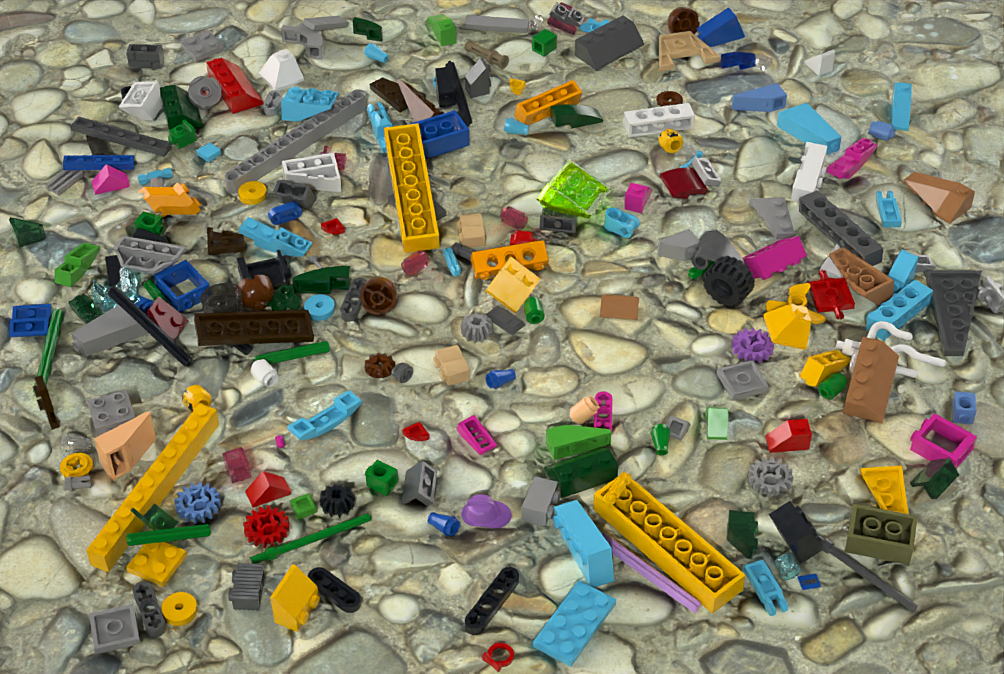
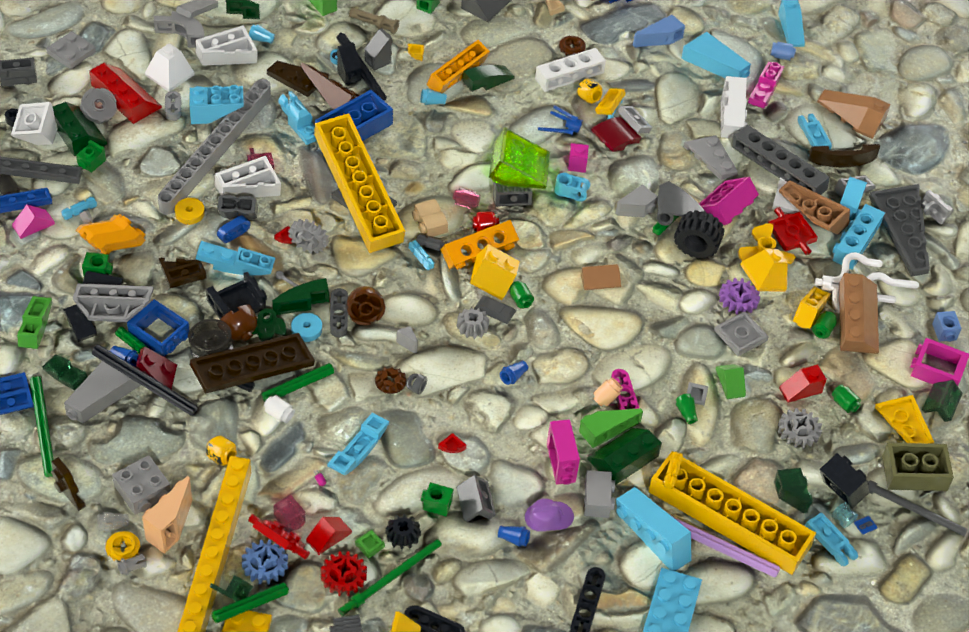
camera: 20 degrees left, 5 degrees up
(127, 285) = (81, 351): clear light blue tile -> none
(209, 152) = (125, 171): medium azure tile -> none
(218, 481) = (276, 532): none -> red plate
(338, 60) = (227, 48): none -> white wedge
(348, 227) = (308, 236): none -> light grey gear
(407, 331) = (407, 339): none -> light grey slope
(415, 262) = (386, 263): clear pink brick -> none
(451, 365) = (463, 367): tan brick -> none
(473, 422) = (512, 429): dark pink slope -> none
(516, 455) = (563, 452): none -> dark pink window
(643, 167) = (573, 123): none -> blue plant
(688, 153) = (610, 101): none -> yellow tile
(830, 458) = (846, 398): none -> green brick
(911, 236) = (845, 158): none -> dark brown slope

